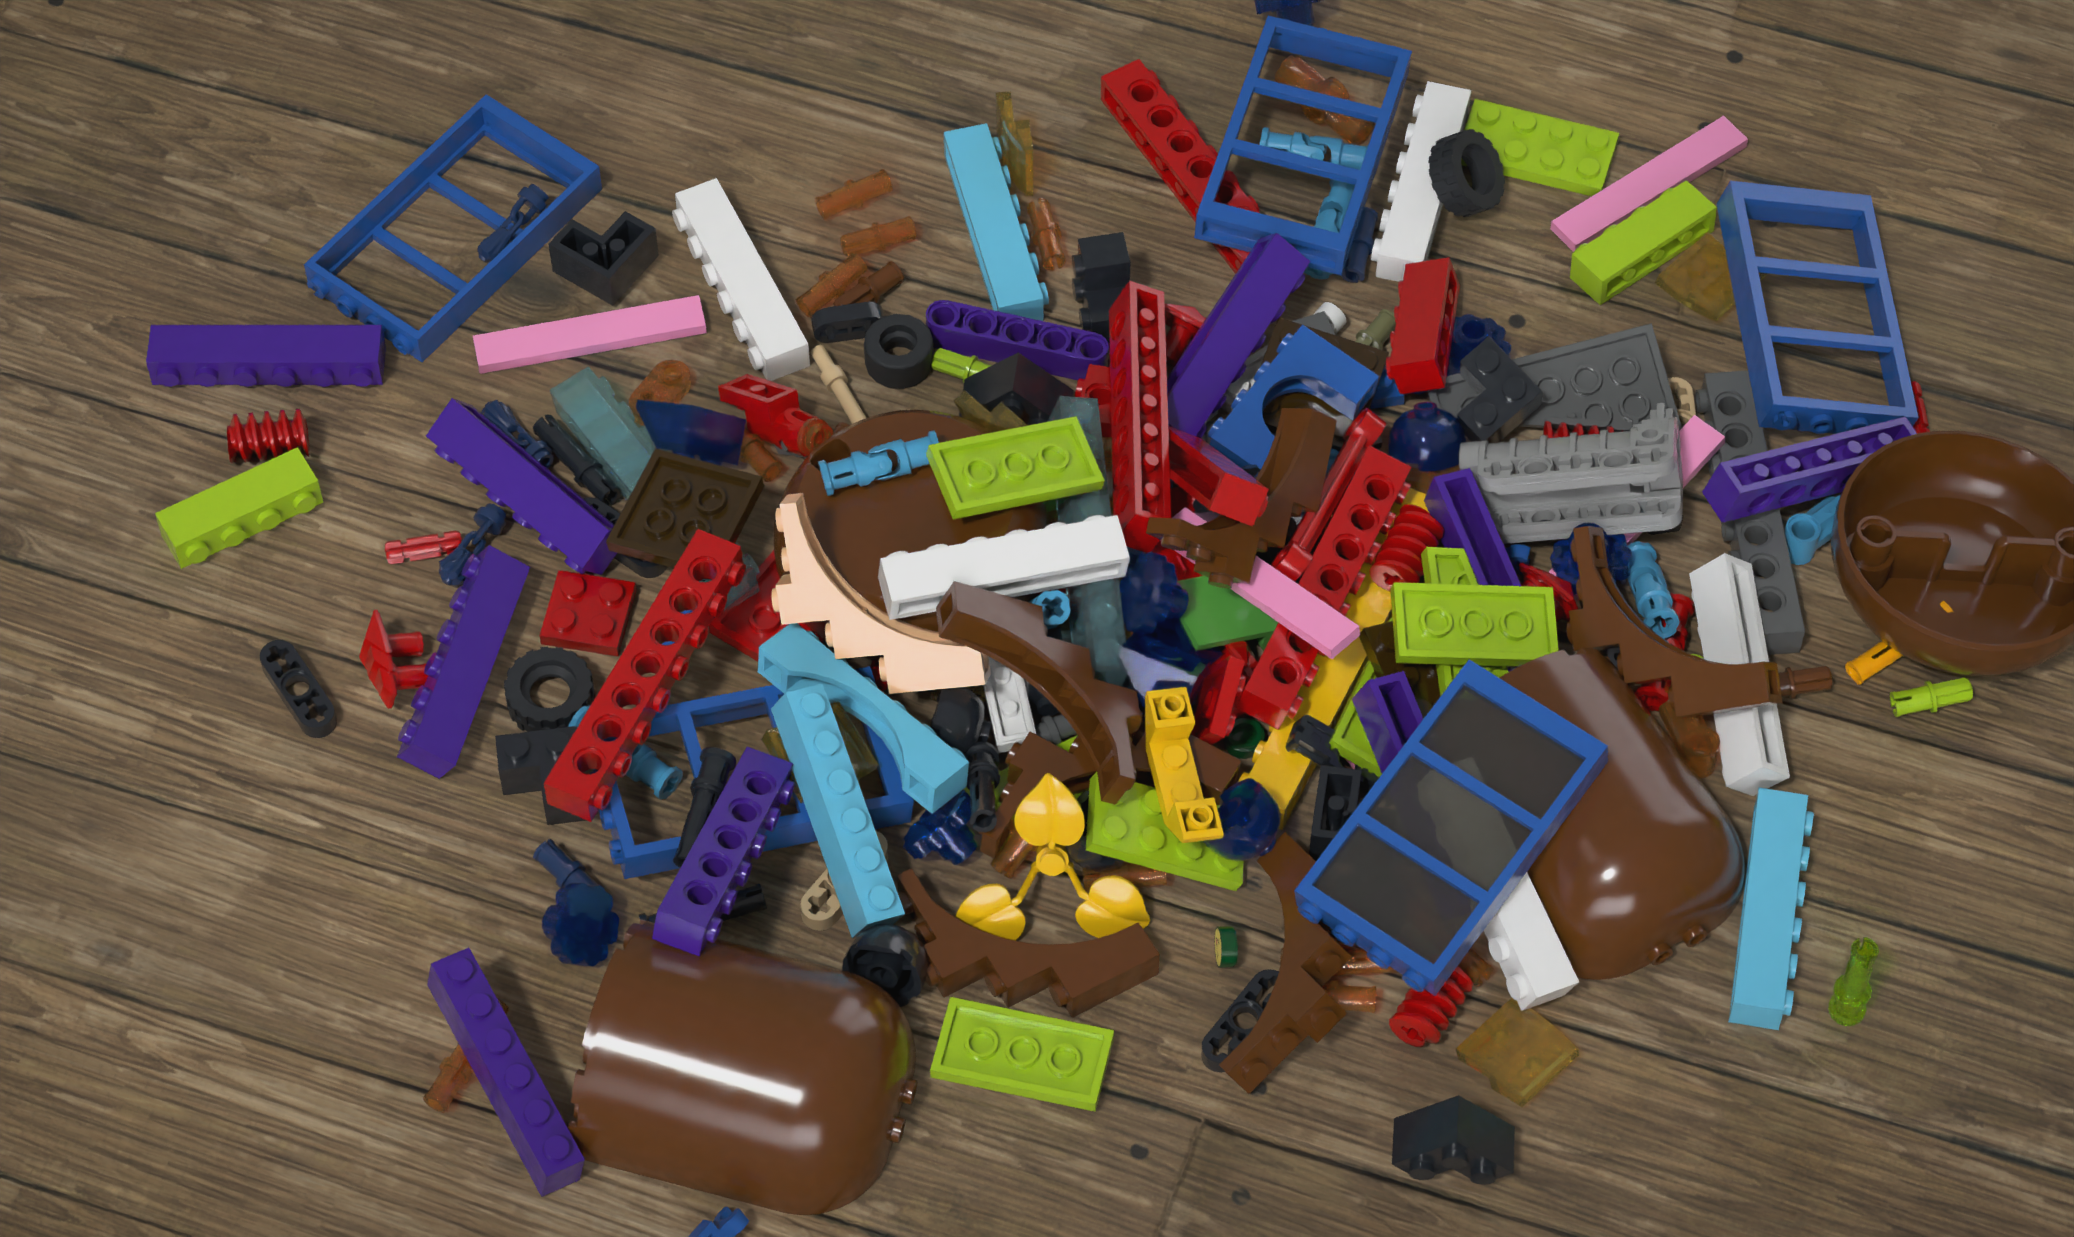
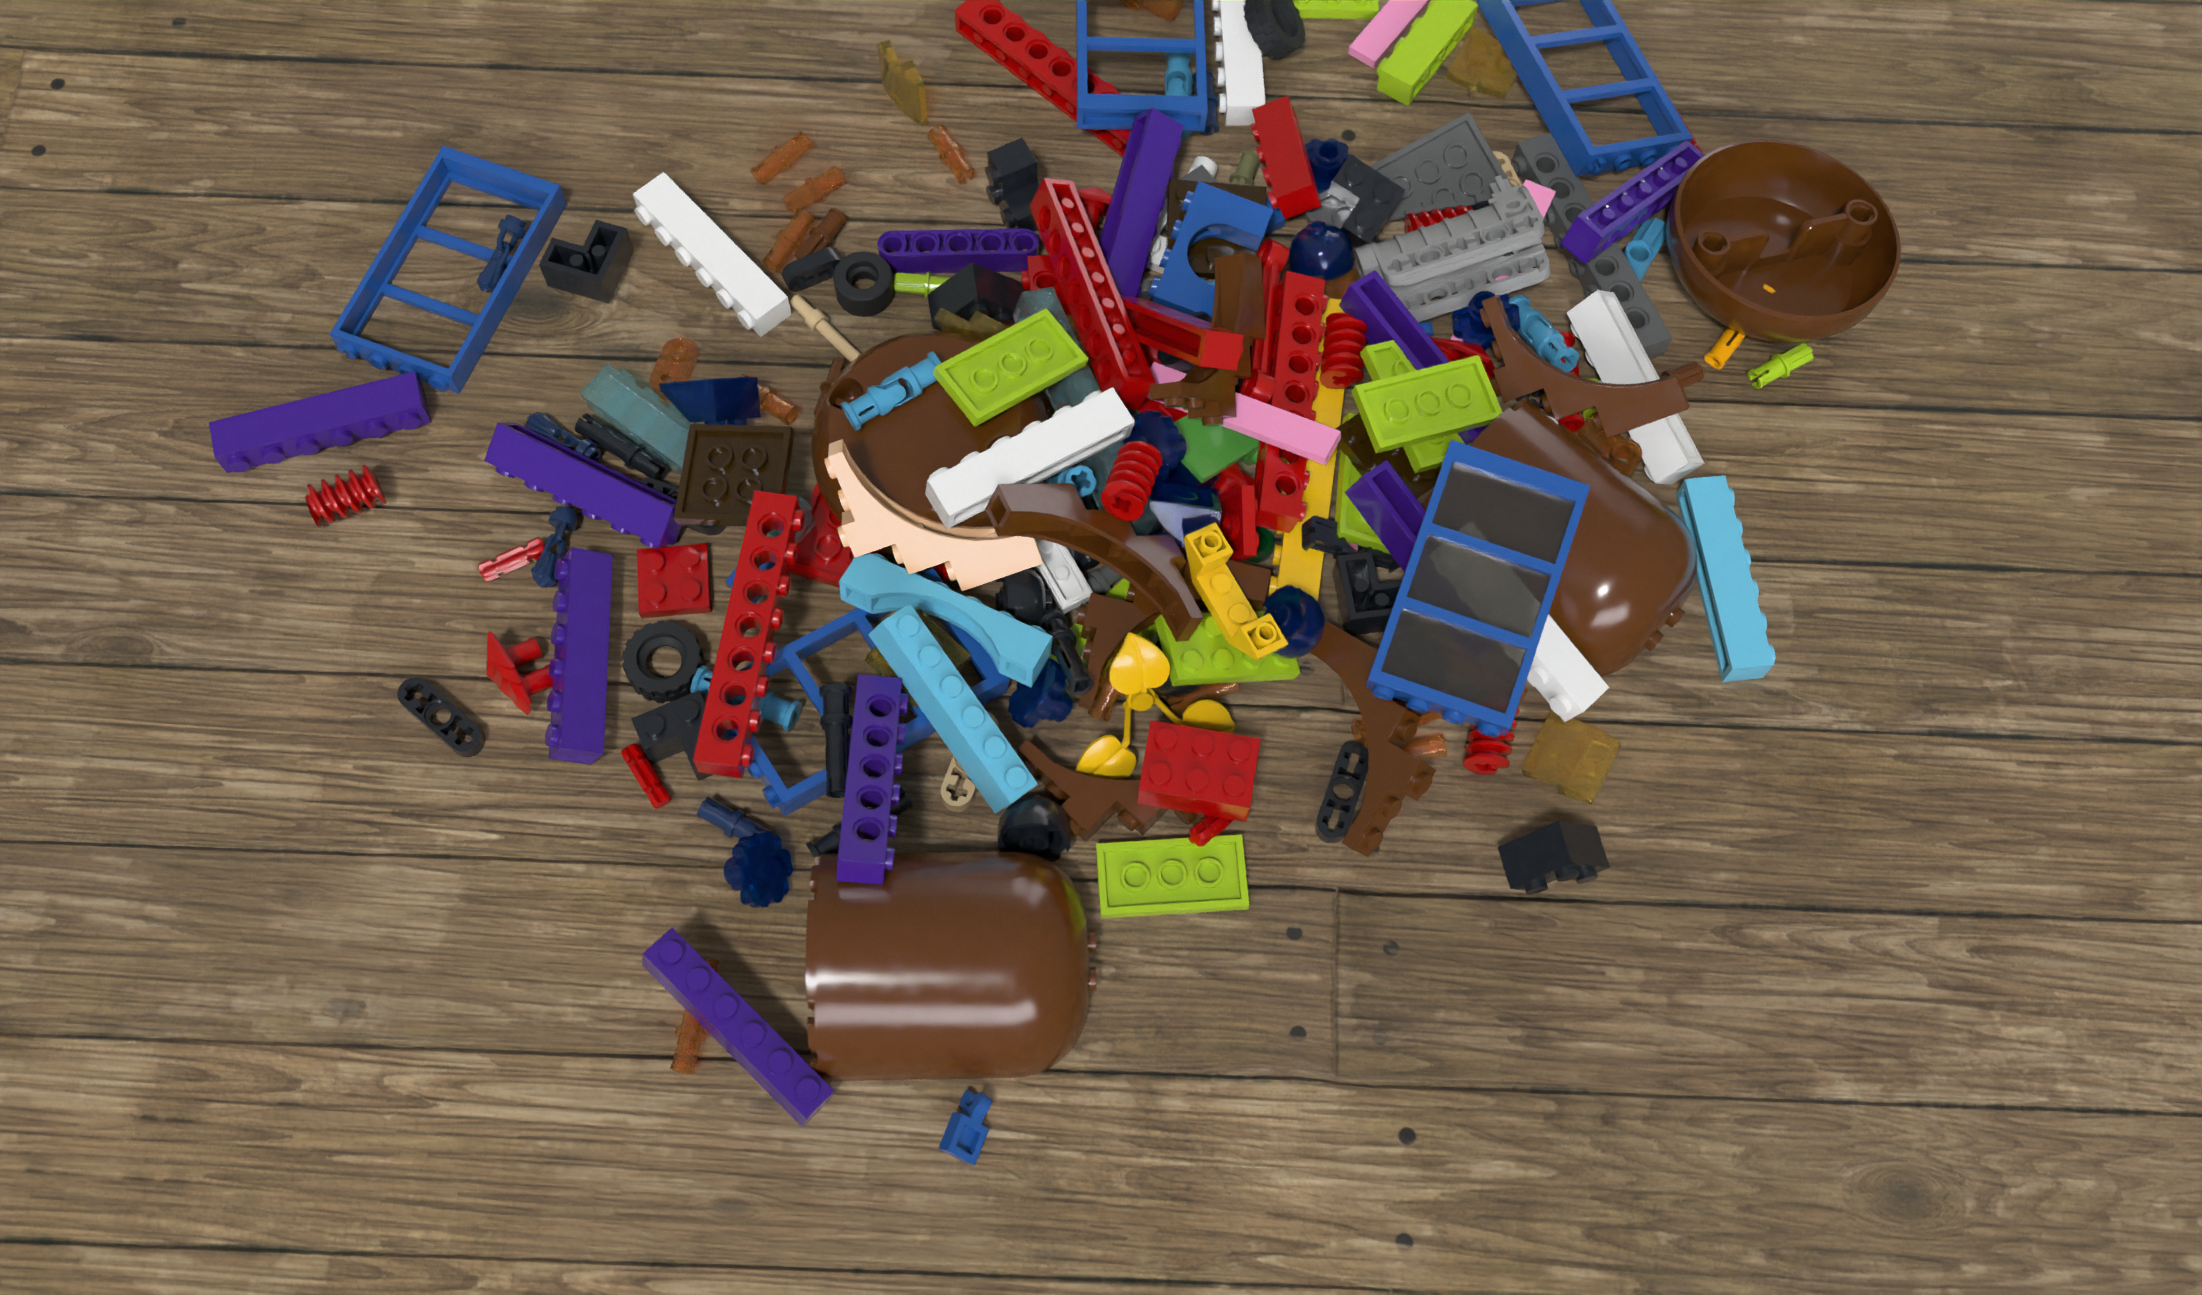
camera: 20 degrees left, 10 degrees up
(239, 508) = (338, 567): lime brick -> none
(493, 803) = (645, 775): none -> red axle
(589, 334) = (596, 333): bright pink tile -> none
(776, 415) = (781, 367): red plate -> none
(993, 222) = (905, 155): medium azure brick -> none
(1082, 944) = (1198, 771): none -> red brick
(1088, 1009) = (1207, 829): none -> red axle
(1106, 618) = (1131, 480): none -> red piece
(1226, 946) = (1307, 732): dark green tile -> none
(1315, 147) = (1143, 29): dark azure piece -> none
(1853, 988) = (1821, 630): clear neon green pin -> none

